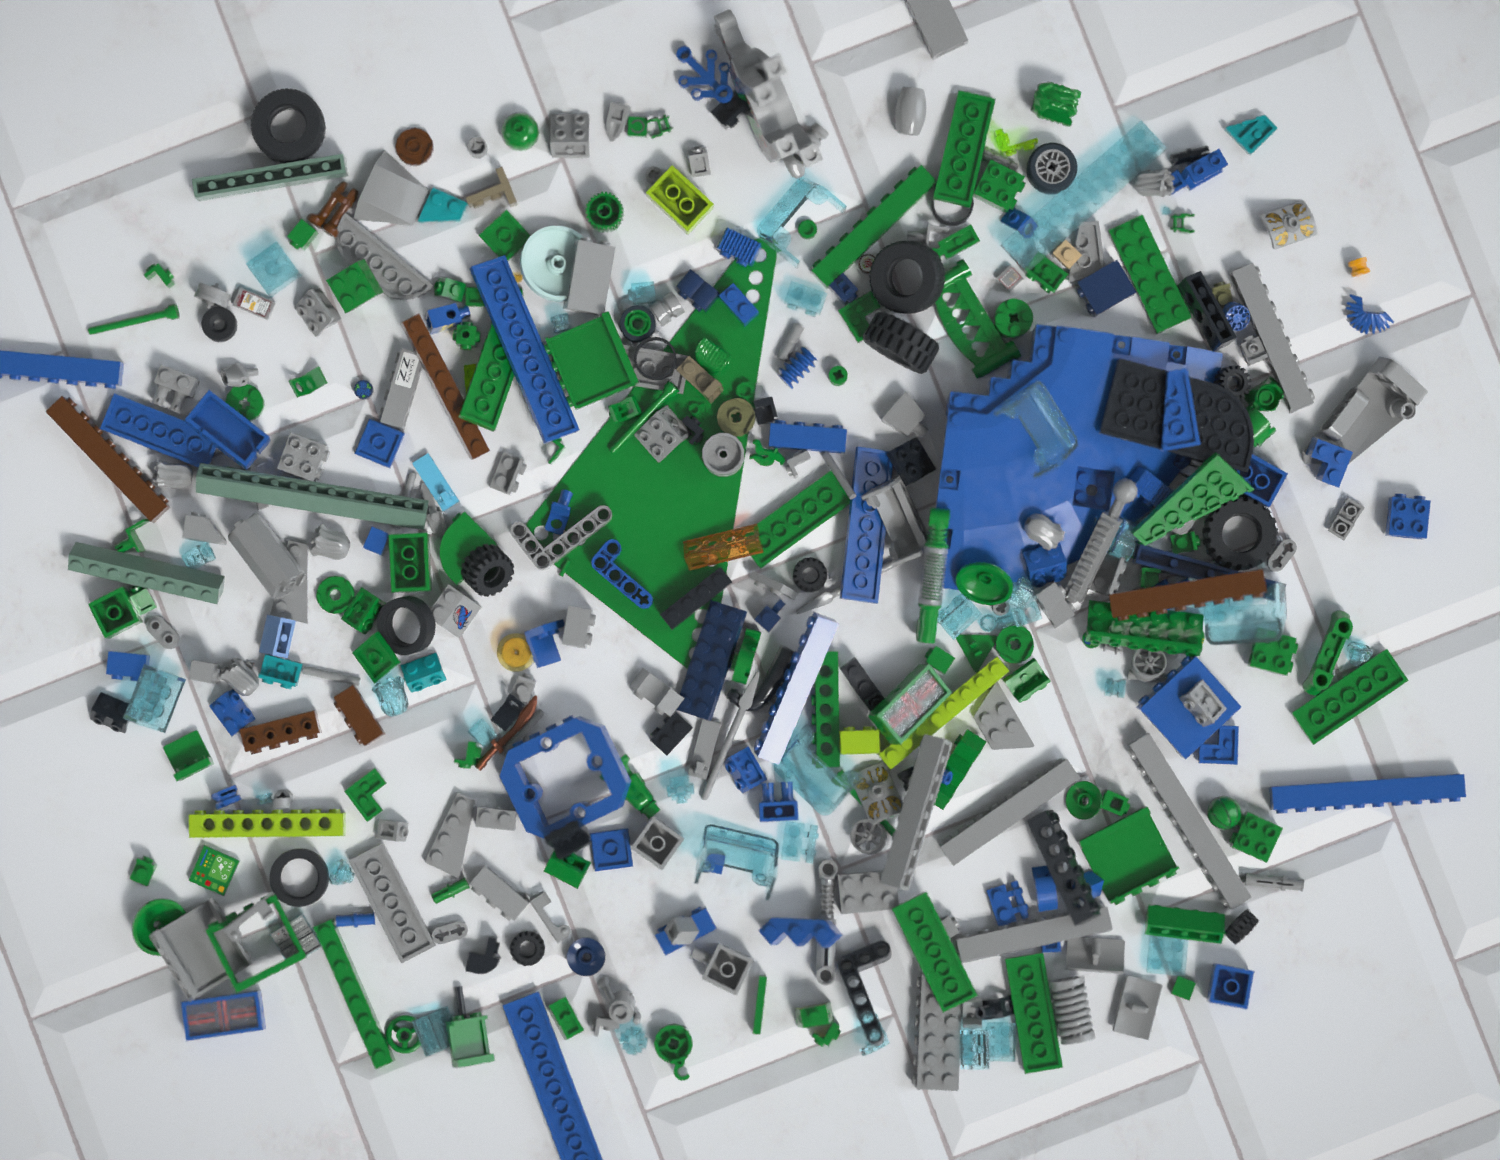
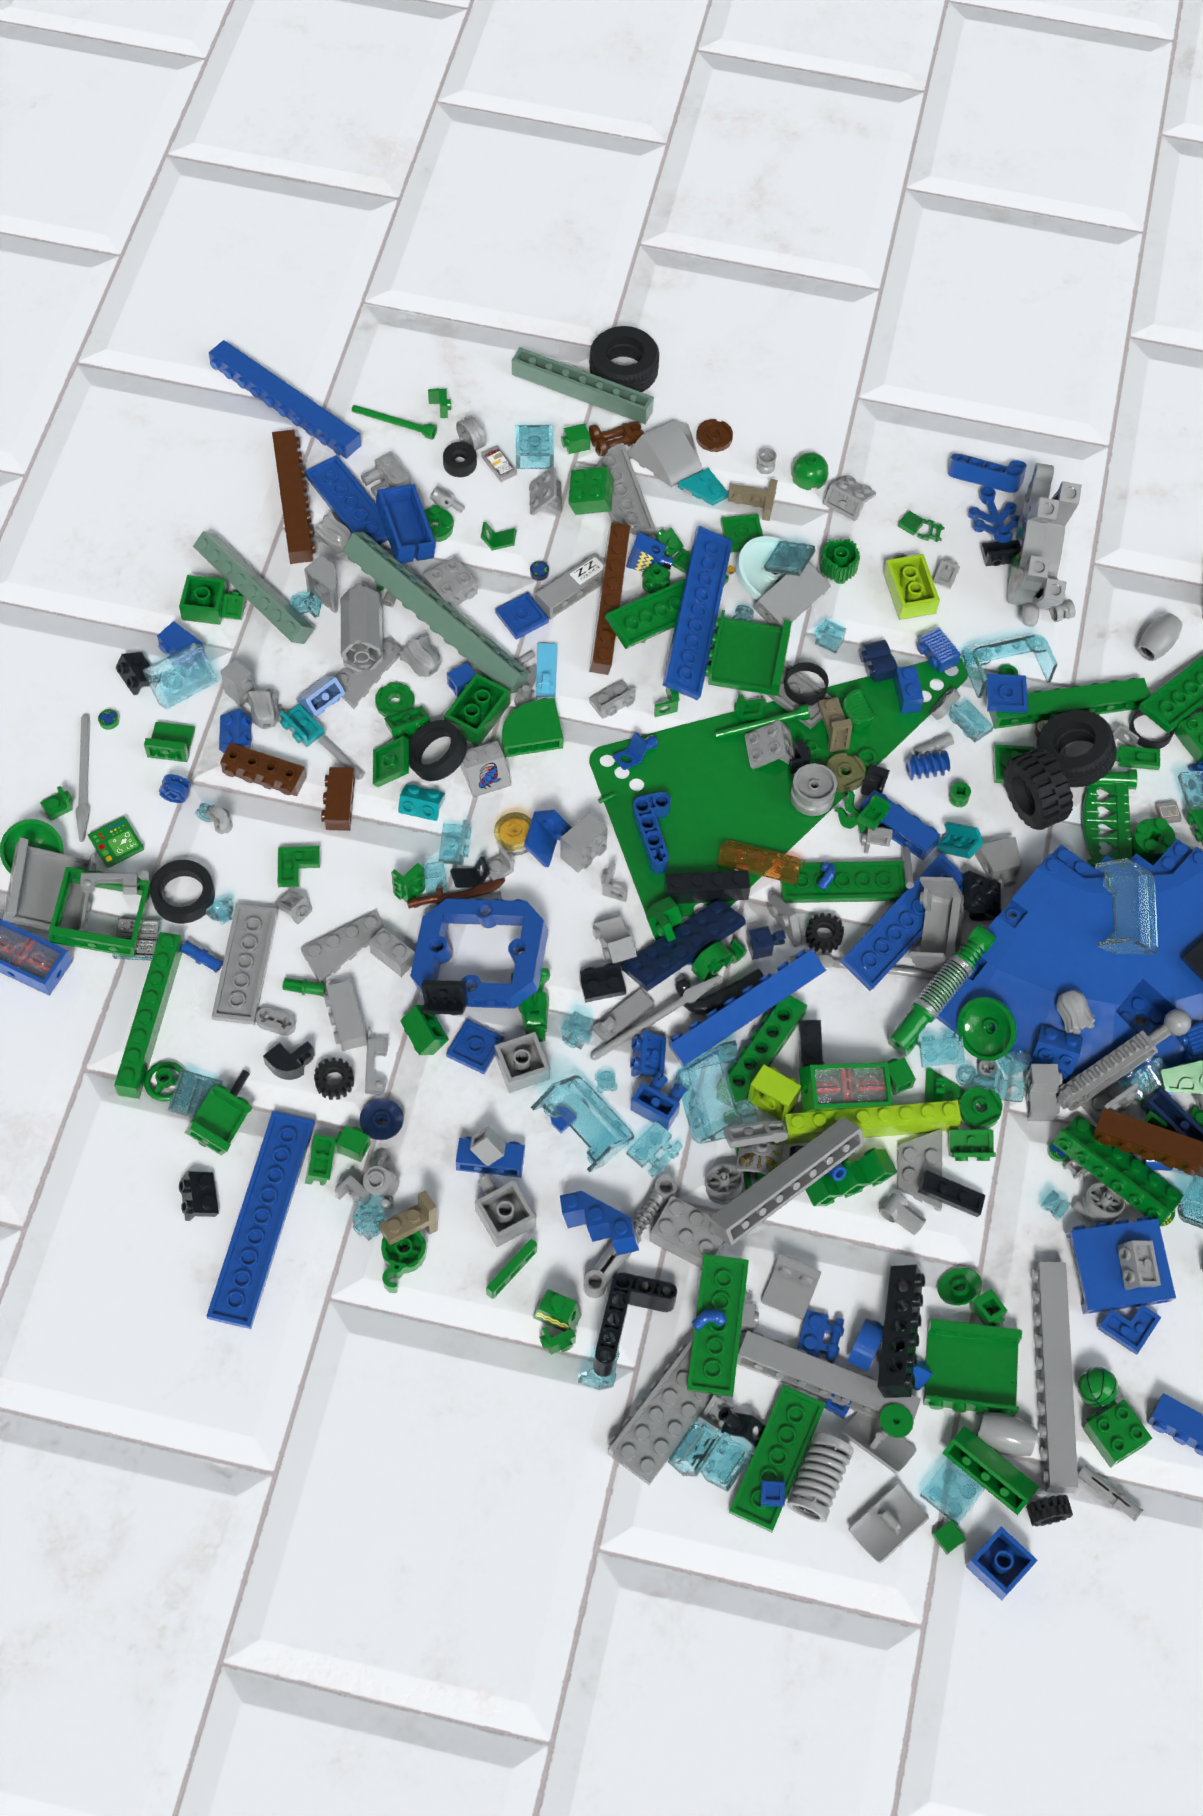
camera: 30 degrees right, 25 degrees down
(122, 769) = (108, 719): none -> tile
(133, 539) = (263, 561): green bracket -> none
(162, 632) = (229, 640): light grey plate -> none
(165, 860) = (82, 809): none -> light grey piece
(198, 829) = (246, 872): lime brick -> none
(391, 696) = (379, 799): clear light blue piece -> none
(475, 693) = (453, 843): none -> clear light blue bracket
(487, 570) = (550, 760): black tyre -> none
(497, 1103) = (198, 1195): none -> black bracket
(561, 540) = (622, 772): light grey beam -> none
(566, 248) = (789, 558): none -> clear light blue tile
(578, 988) = (353, 1143): none -> green brick
(615, 644) = (608, 888): none -> light grey bracket
(616, 119) = (898, 506): light grey plate -> none
(630, 315) = (809, 645): wheel -> none
(648, 40) = (987, 473): none -> blue beam
(665, 1025) = (411, 1220): none -> dark tan bracket
(667, 308) = (842, 657): light grey wheel -> none
(679, 650) = (663, 917): none -> green brick
(732, 812) = (606, 1076): none -> clear light blue plate
(775, 296) = (944, 704): none -> light grey beam
(784, 527) = (828, 877): none -> blue arm
(785, 449) = (874, 812): none -> green bracket
(821, 259) = (1006, 693): none -> blue tile
(844, 289) = (1010, 731): dark blue brick -> none
(865, 424) = (960, 840): none -> teal bracket
(867, 788) = (755, 1133): none -> light grey hinge
(925, 953) = (709, 1315): none -> blue arm
(965, 884) = (791, 1287): none -> light grey bracket
(1005, 770) = (898, 1211): none -> light grey piece
(1010, 811) = (879, 1250): light grey brick -> none
(1035, 731) = (951, 1193): none -> black plate
(1047, 1043) = (772, 1493): none -> blue tile
(1101, 936) = (896, 1421): none -> green piece
(1181, 890) = (1007, 1434): none -> light grey piece

